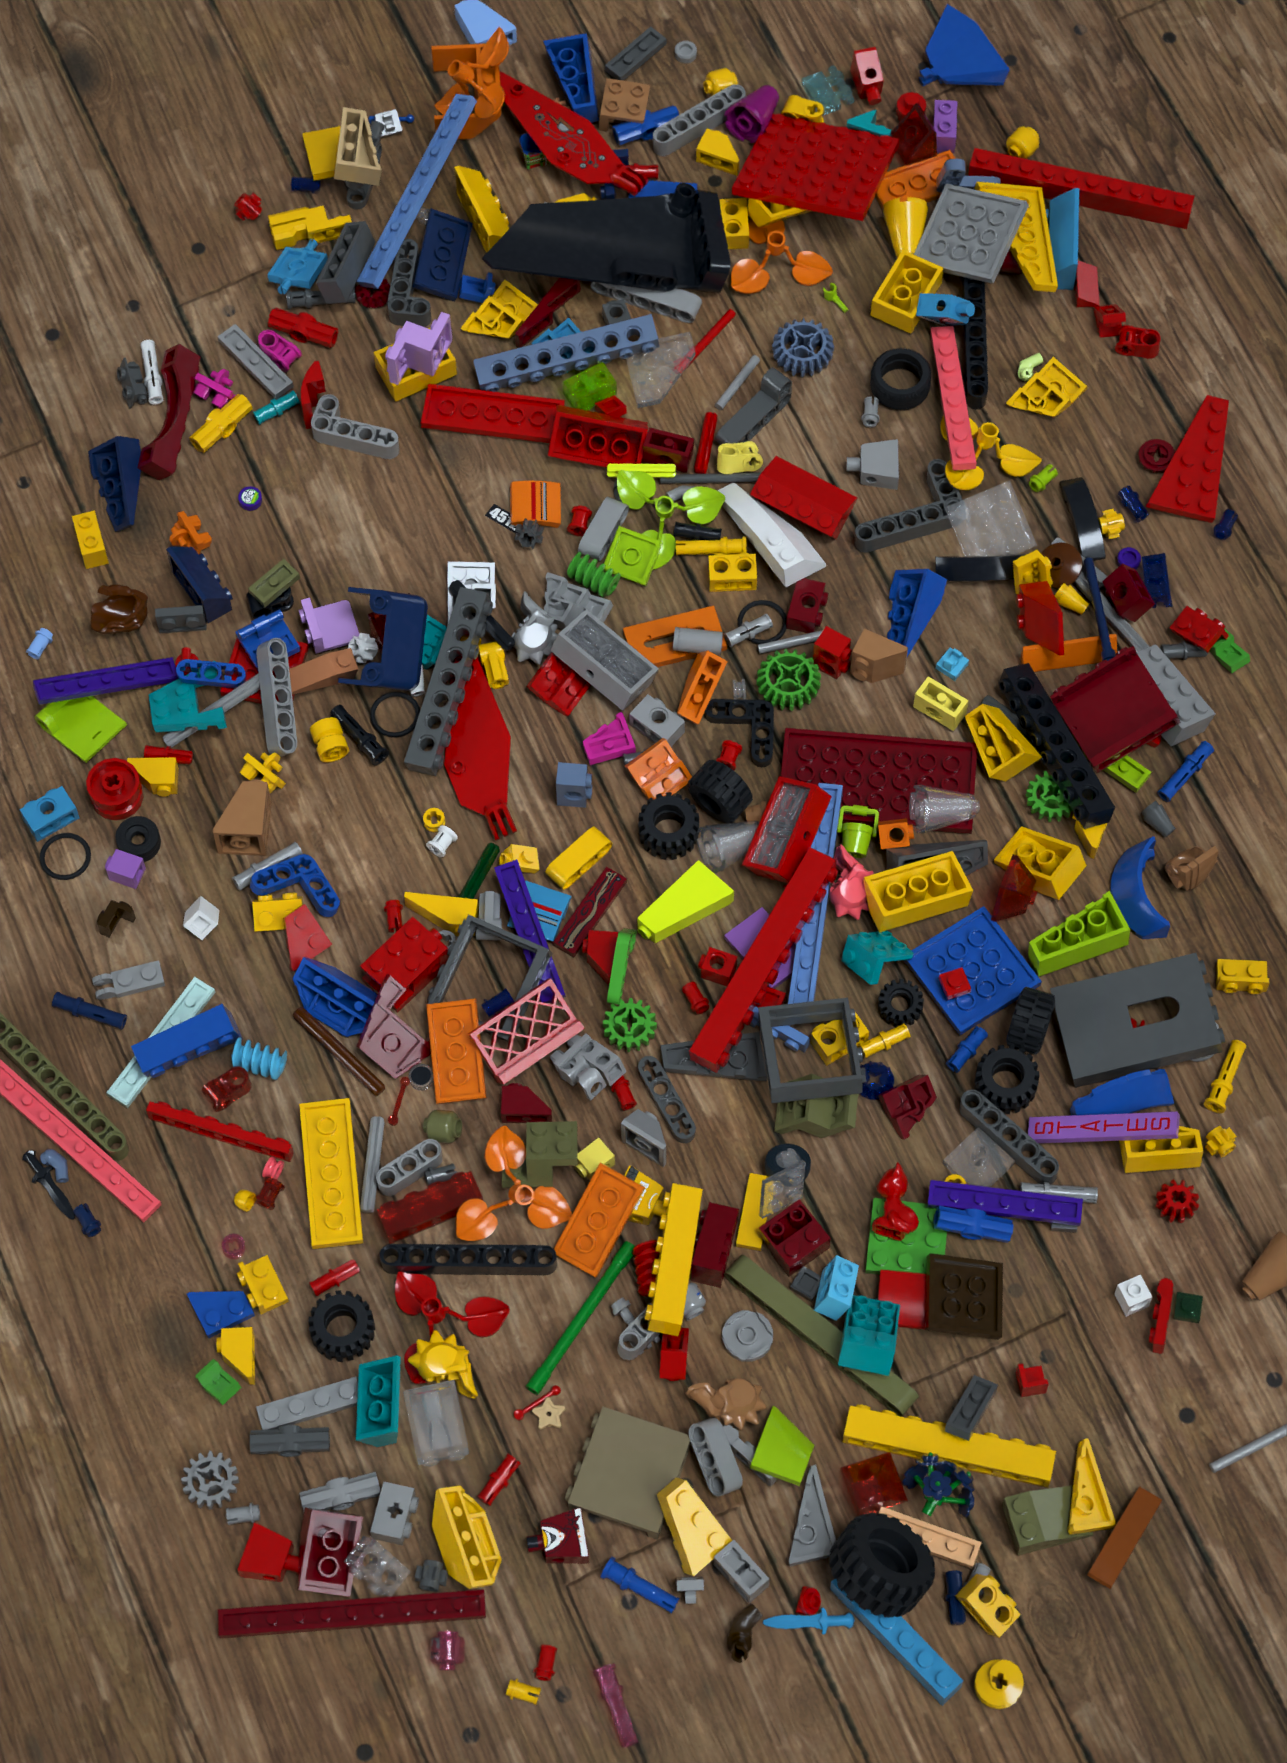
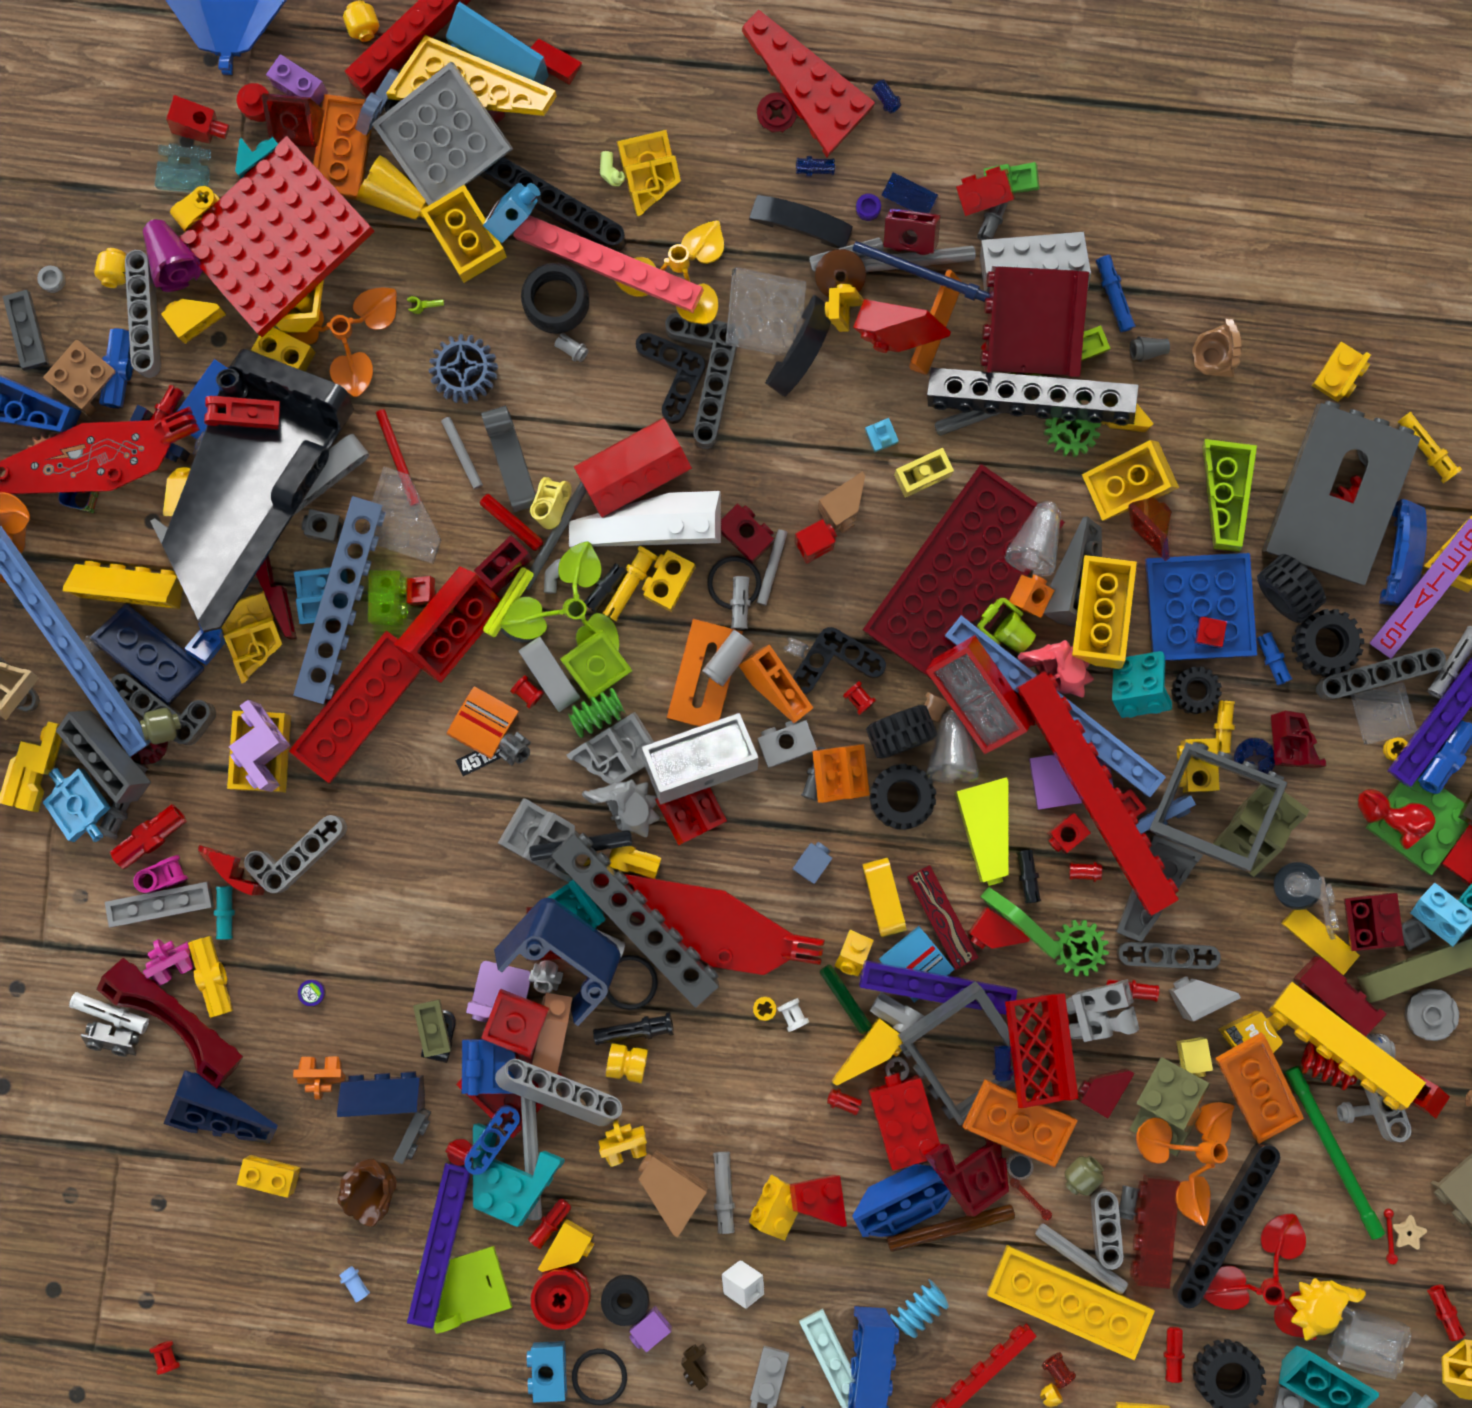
camera: 55 degrees left, 20 degrees up
(226, 1089) = (932, 1356): clear red piece -> none
(273, 1168) = (1037, 1354): coral bush -> none
(304, 877) = (758, 1164): blue beam -> none
(313, 635) = (515, 1023): none -> red tile
(393, 283) = (160, 726): none -> olive head
(609, 741) = (779, 798): dark pink wing -> none
(664, 957) = (1028, 876): none -> black pin
(667, 214) = (242, 412): none -> red plate
(788, 687) = (802, 599): bright green gear -> none
(877, 464) = (633, 376): light grey torso -> none
(904, 498) = (683, 373): none -> black beam
(914, 601) = (804, 435): blue wedge -> none
(1000, 743) = (996, 443): yellow wedge -> none
(1038, 482) = (738, 231): lime pin -> none
(1071, 599) = (880, 286): yellow cone -> none
(1109, 319) = (604, 62): red slope -> none
(1111, 523) = (826, 199): yellow gear -> none
(1130, 895) = (1203, 418): blue windscreen -> none
(1137, 342) = (643, 56): red piece -> none

